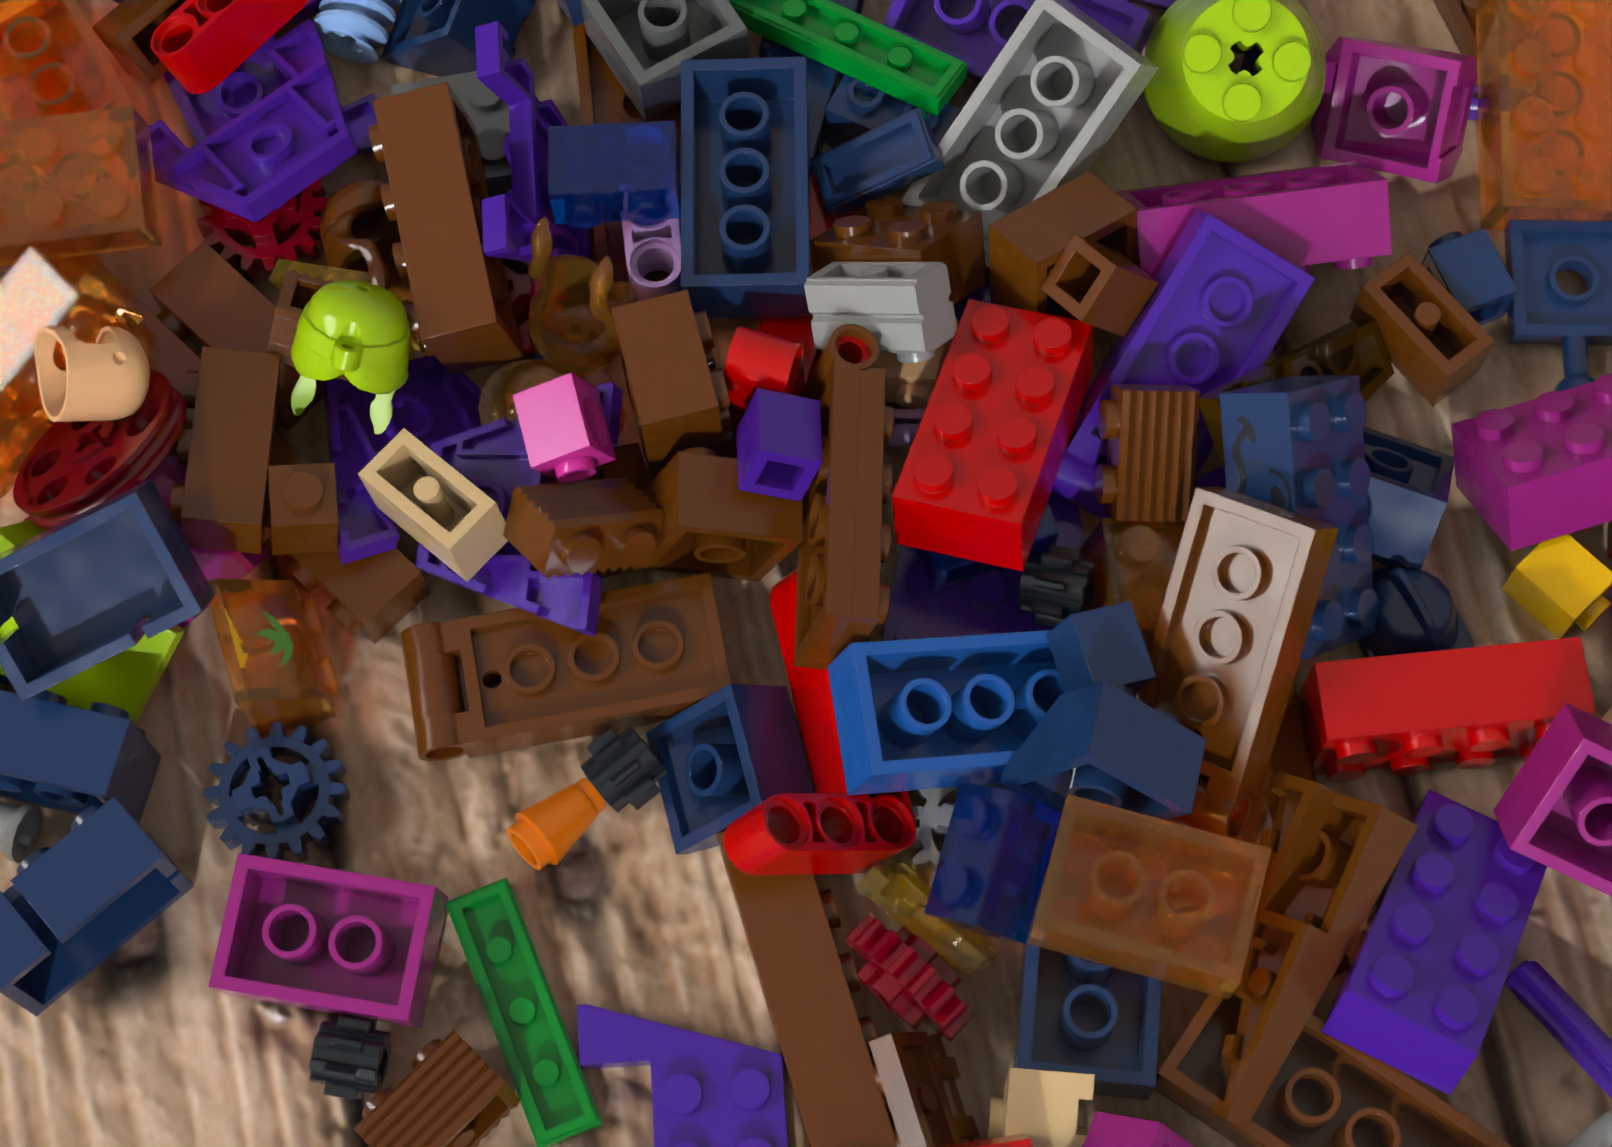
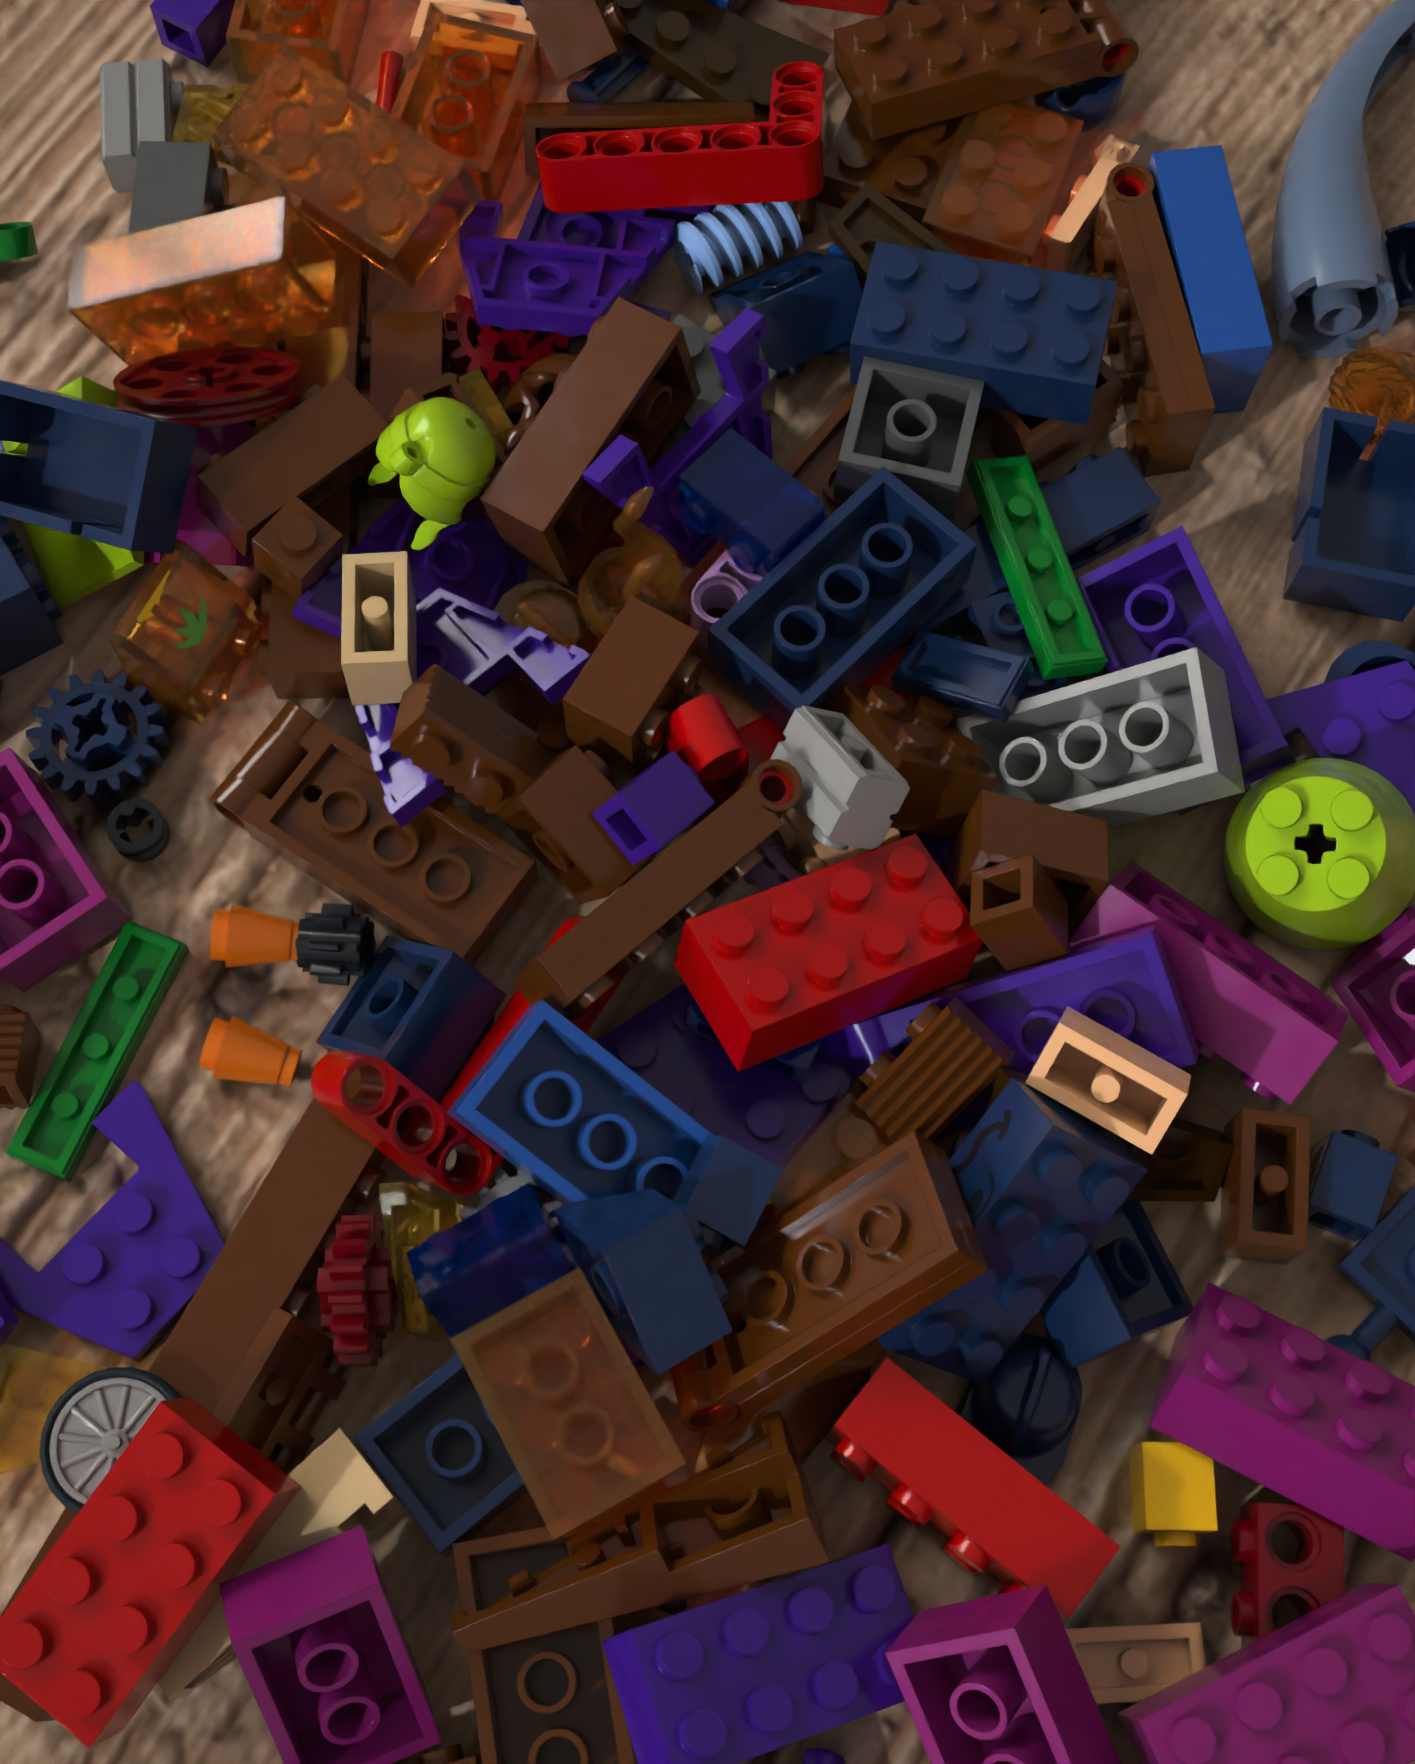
camera: 40 degrees right, 0 degrees up
(100, 378) = (236, 328): light nougat helmet -> none
(359, 830) = (131, 814): none -> black bush
(564, 428) = (516, 654): brick -> none
(641, 907) = (248, 1054): none -> orange cone
(1057, 585) = (768, 1111): black gear -> none
(1276, 338) = (1110, 1080): none -> light nougat brick

